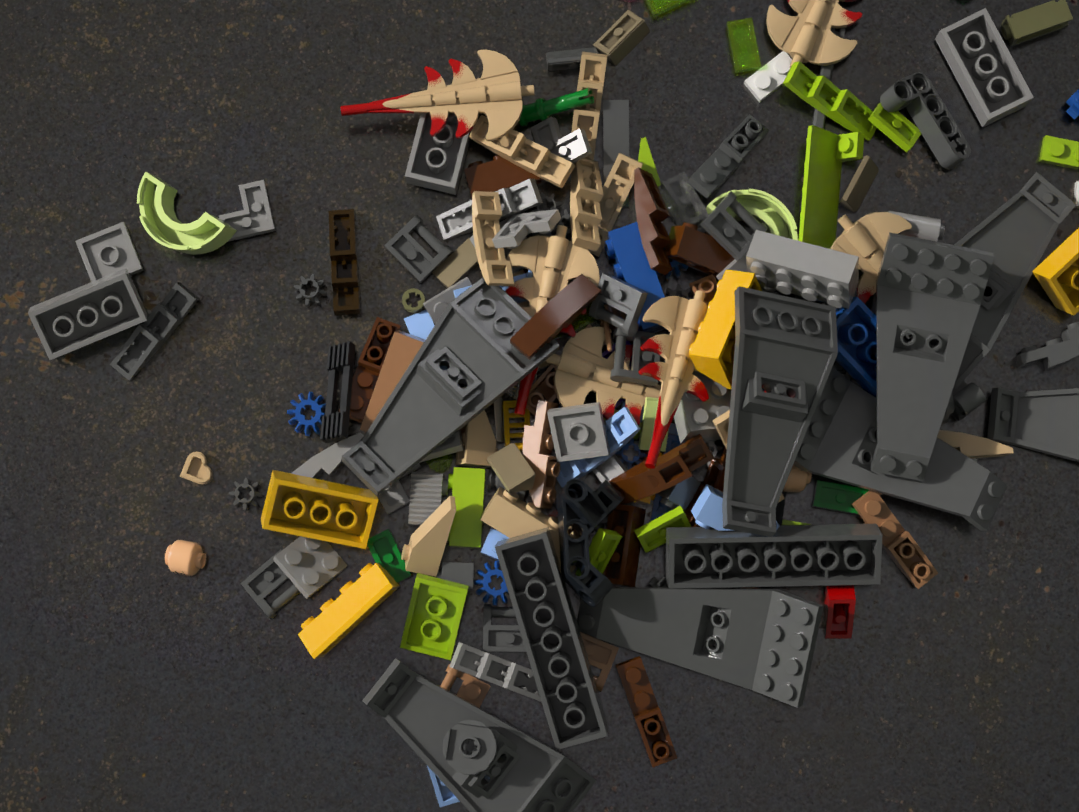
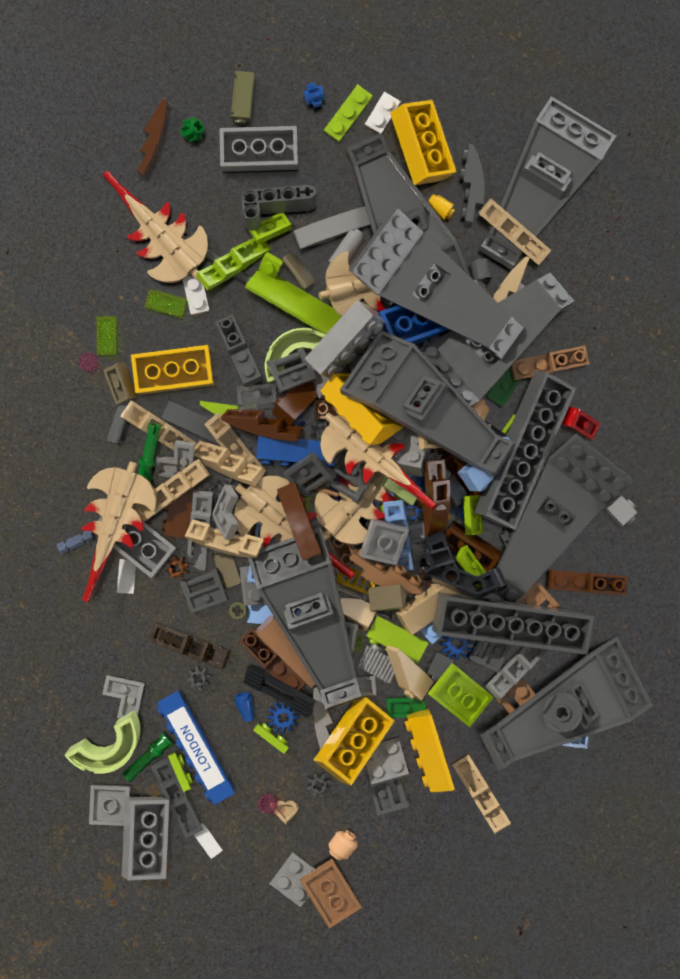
camera: 65 degrees left, 5 degrees up
(116, 394) = (208, 842): none -> white sticker
(118, 521) = (288, 878): none -> light grey plate
(119, 569) = (330, 893): none -> medium nougat tile
(181, 327) = (178, 762): none -> lime plate
(195, 443) = (267, 803): none -> clear pink tile
(198, 278) = (154, 751): none -> green pin
(225, 325) = (196, 747): none -> brick
(280, 401) = (265, 732): none -> lime plate
(301, 362) = (244, 704): none -> blue cone
(323, 701) = (481, 794): none -> tan slope
(392, 150) = (126, 577): none -> white sticker
(407, 71) = (75, 542): none -> sand blue axle
(427, 199) = (182, 565): none -> dark orange gear
(667, 88) = (172, 370): none -> yellow brick
(755, 714) = (622, 511): none -> light grey brick
(930, 197) = (331, 227): none -> light grey slope
(1022, 318) = (441, 206): none -> yellow brick
(1036, 420) = (514, 231): none -> tan slope

